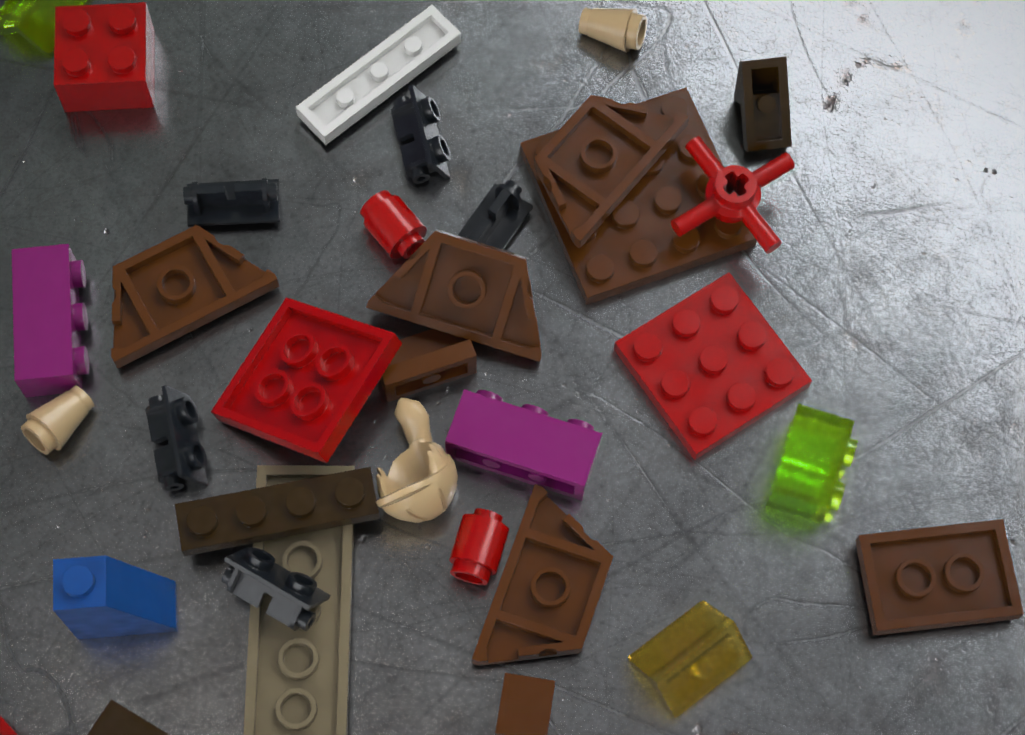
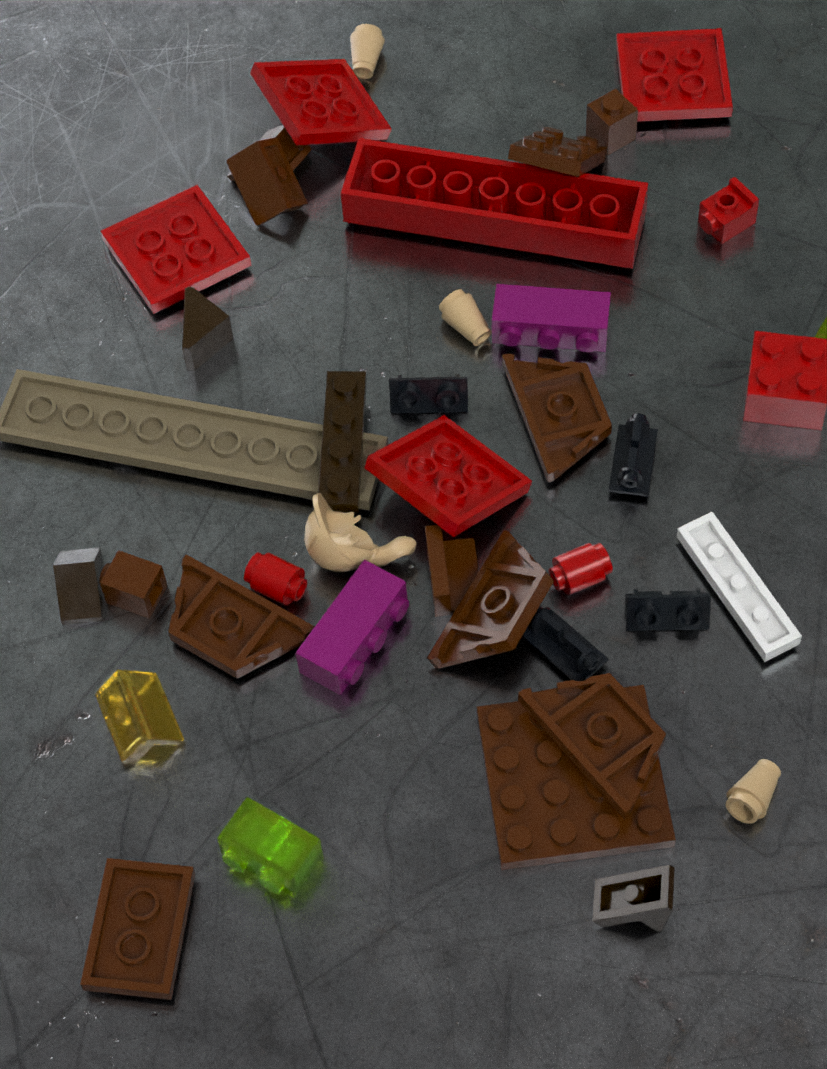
camera: 110 degrees right, 10 degrees down
(112, 598) = (302, 323): blue slope -> none
(256, 574) = (282, 427): black hinge -> none
(712, 365) = (390, 799): red plate -> none
(735, 181) = (525, 840): red bar -> none

